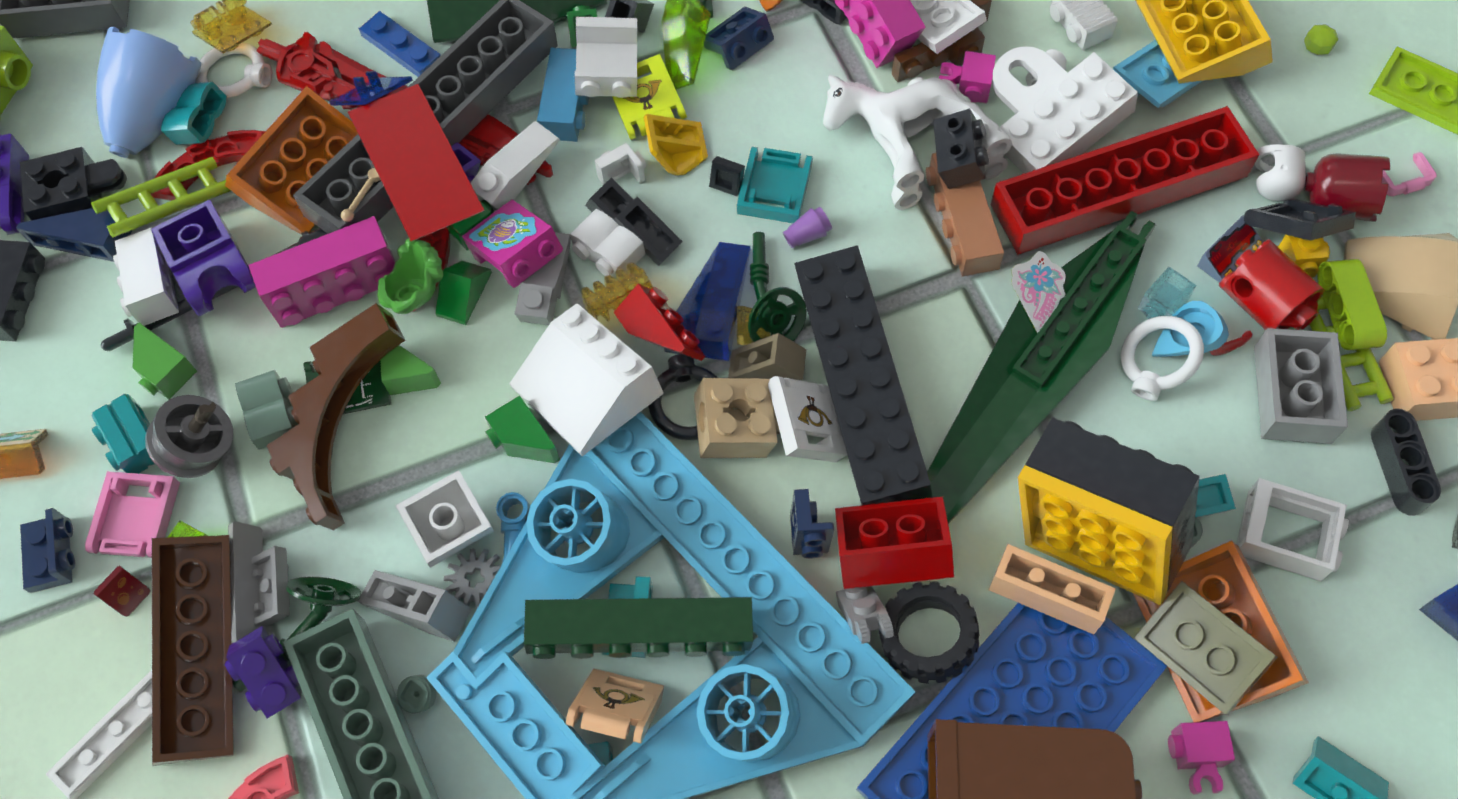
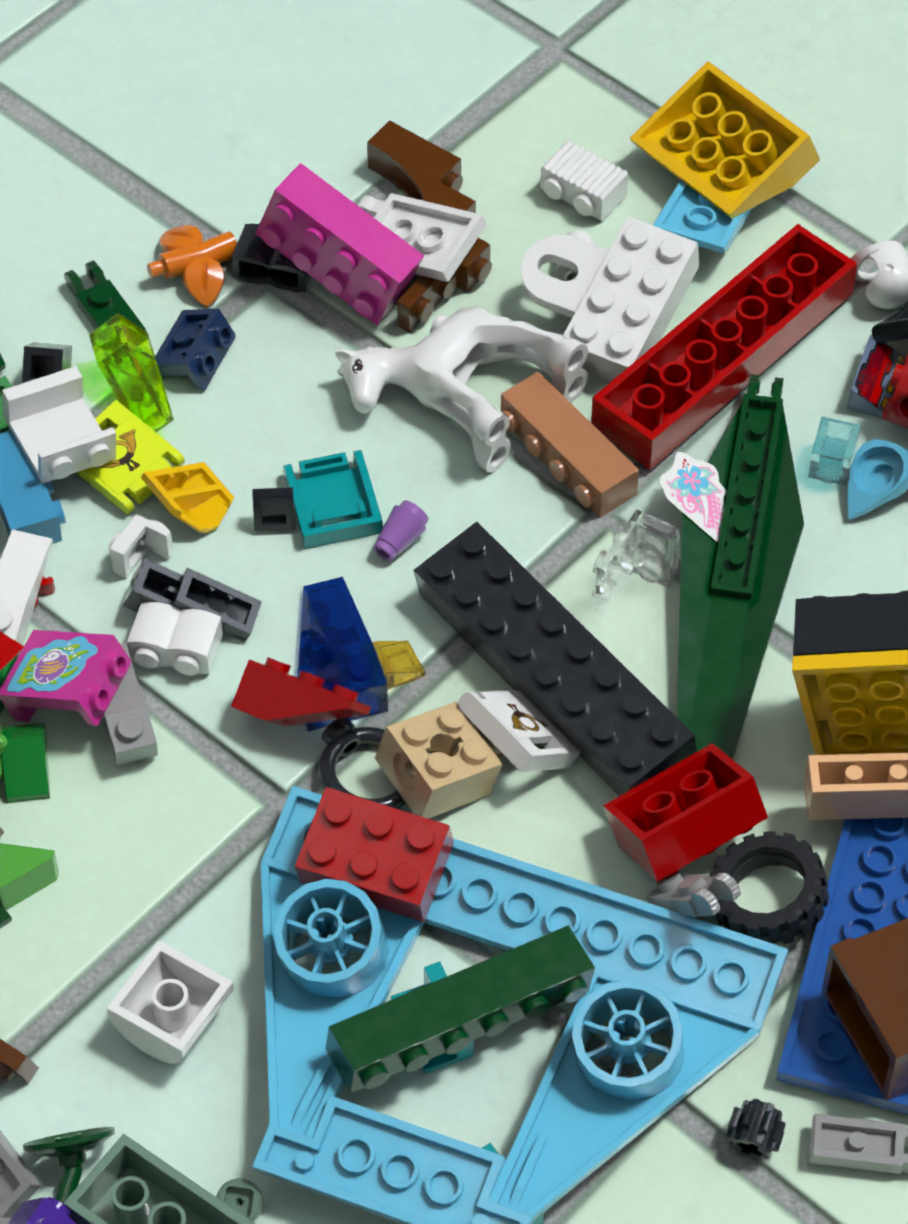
camera: 30 degrees left, 10 degrees down
(415, 604) = (184, 1109): light grey slope -> none
(462, 585) = (221, 1071): light grey gear -> none
(511, 527) = (248, 983): dark azure pin -> none
(520, 433) = (197, 881): green slope -> none
(585, 380) = (242, 787): white slope -> none
(614, 292) = (215, 687): clear yellow piece -> none
(614, 703) = (479, 1101): light nougat container -> none
(645, 473) = (378, 850): none -> red brick
(768, 358) = (436, 684): dark tan slope -> none
(772, 314) = (414, 635): dark green dish -> none
(807, 535) = (580, 841): dark blue bracket -> none
(960, 148) = (535, 375): black brick -> none
(968, 311) = (638, 546): none -> clear bracket
(973, 77) = (497, 291): dark pink brick -> none
(1147, 383) = (860, 548): white piece -> none
(1321, 39) = (855, 117): lime tile -> none

